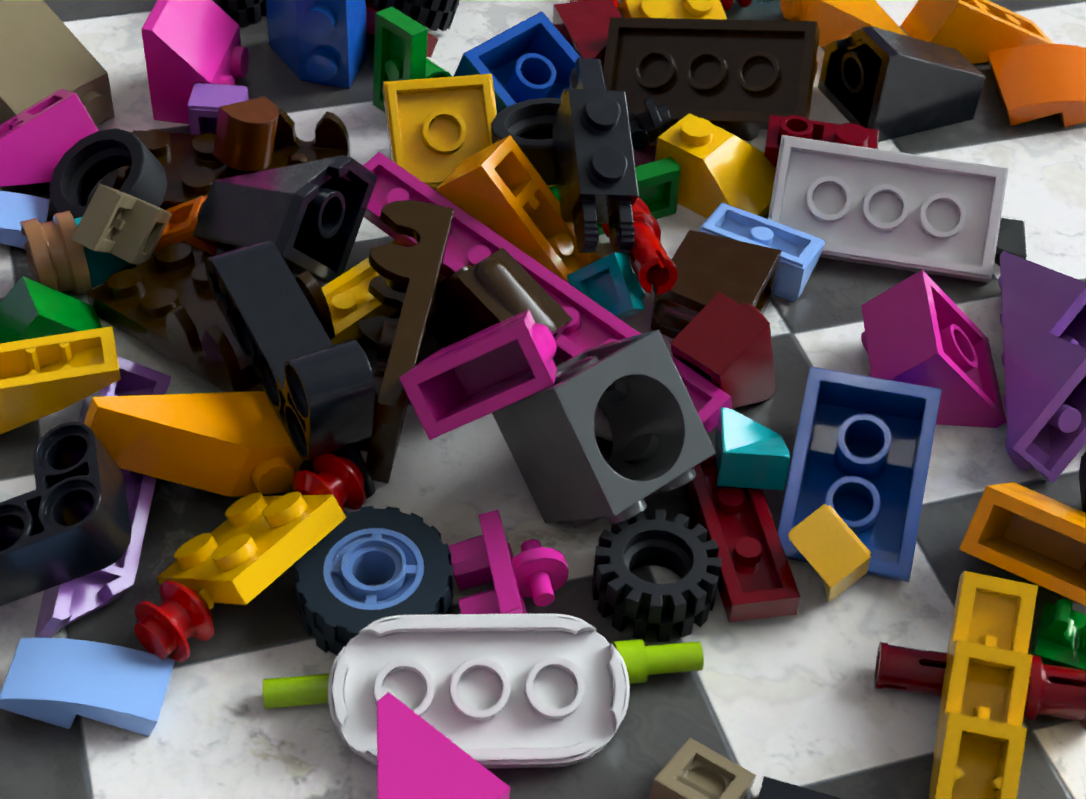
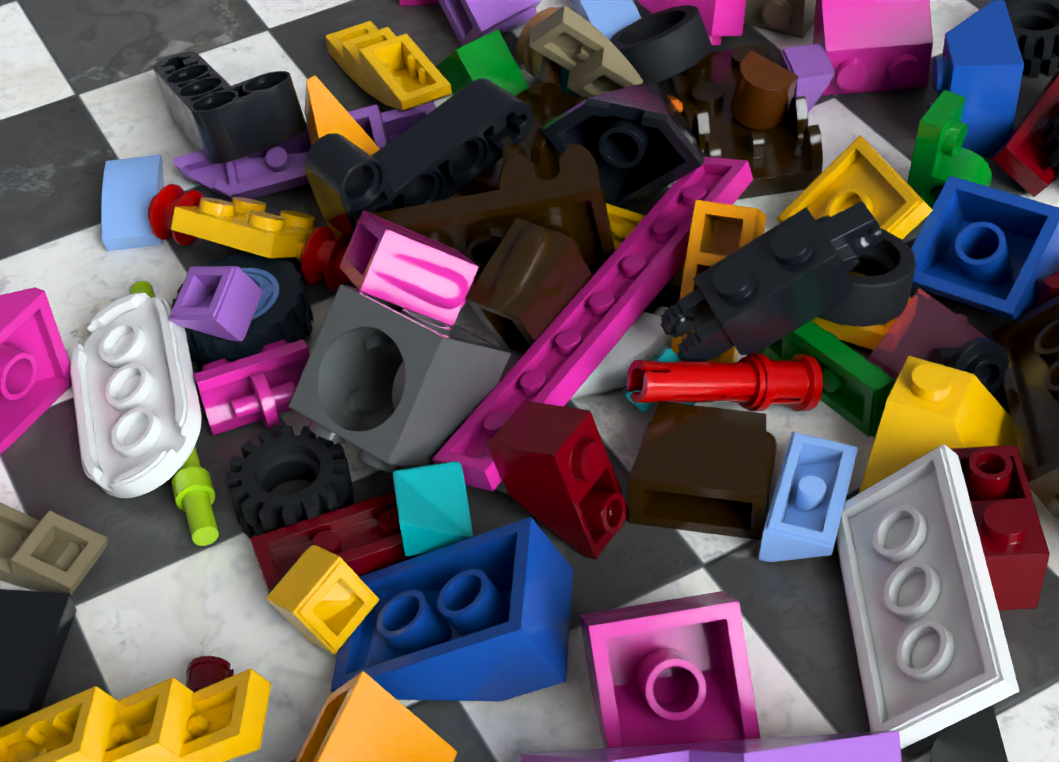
camera: 85 degrees right, 0 degrees up
(412, 567) = (217, 301): none -> medium lavender slope

